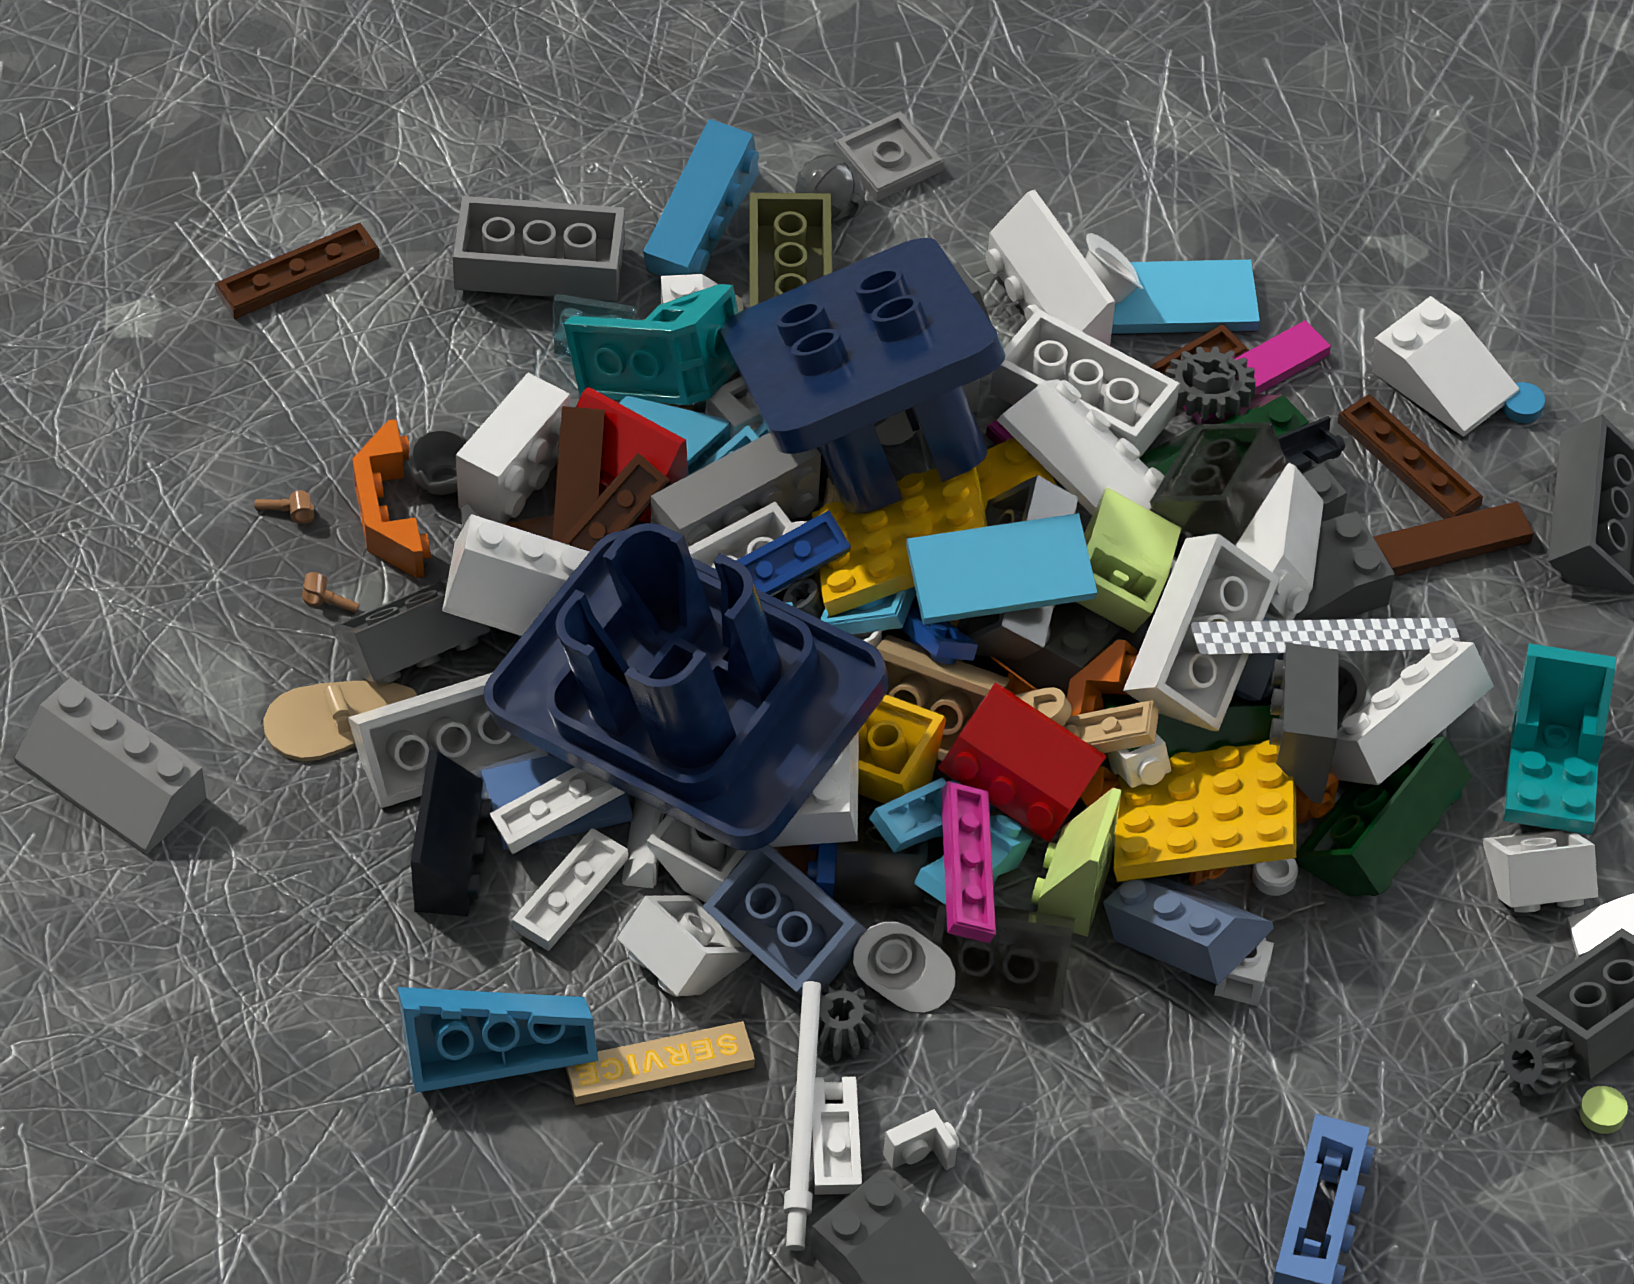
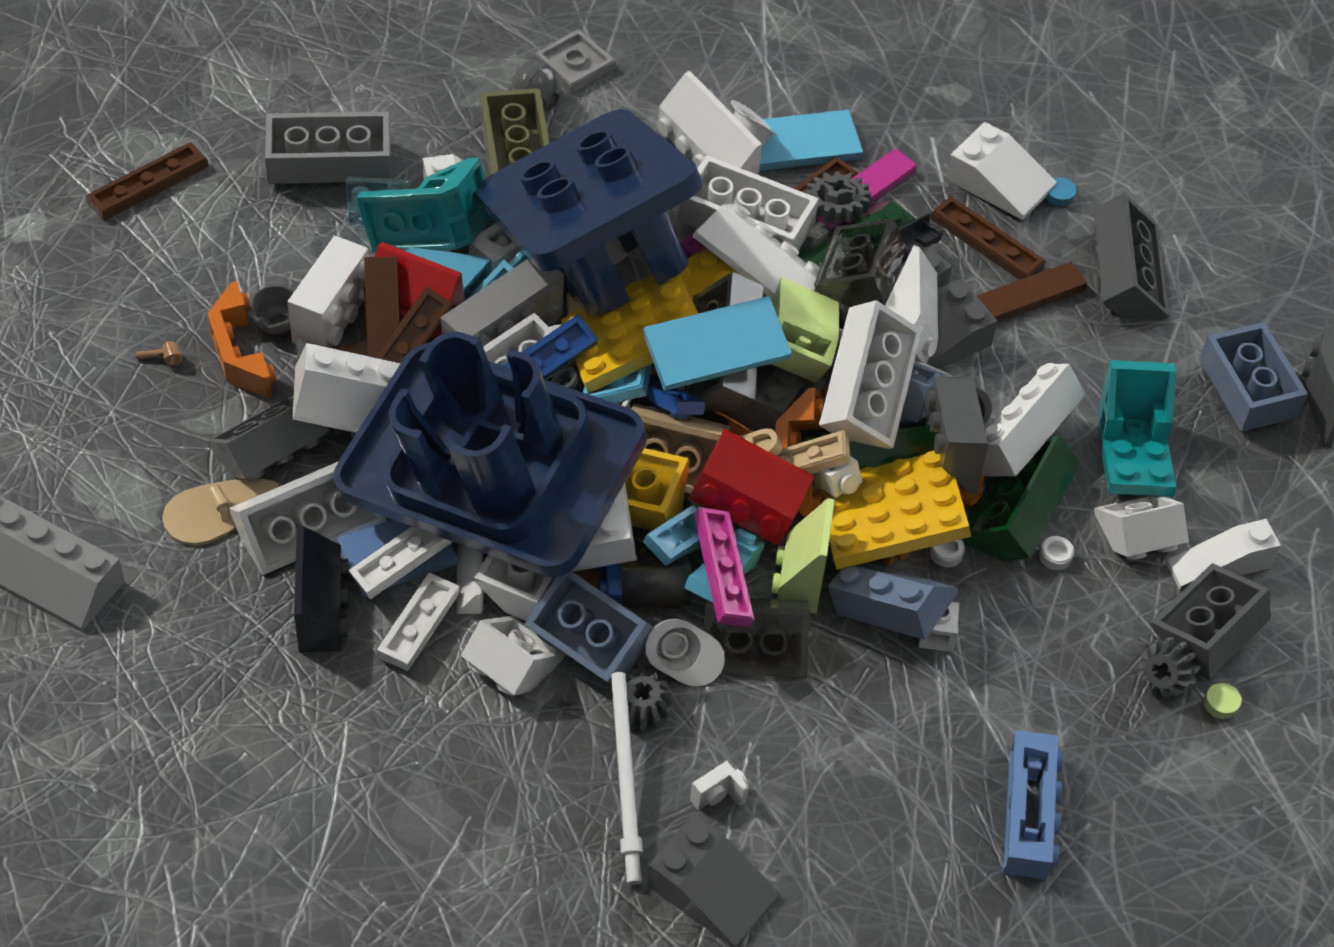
camera: 10 degrees left, 0 degrees up
(315, 593) = (190, 416): medium nougat hand -> none
(491, 1035) = (373, 743): dark azure wedge -> none
(662, 1063) = (506, 749): tan tile -> none
(703, 201) = (445, 102): dark azure wedge -> none
(836, 1137) = (653, 792): white plate -> none
(1344, 634) = (974, 367): sticker -> none
(1420, 892) = (1056, 553): none -> white tile

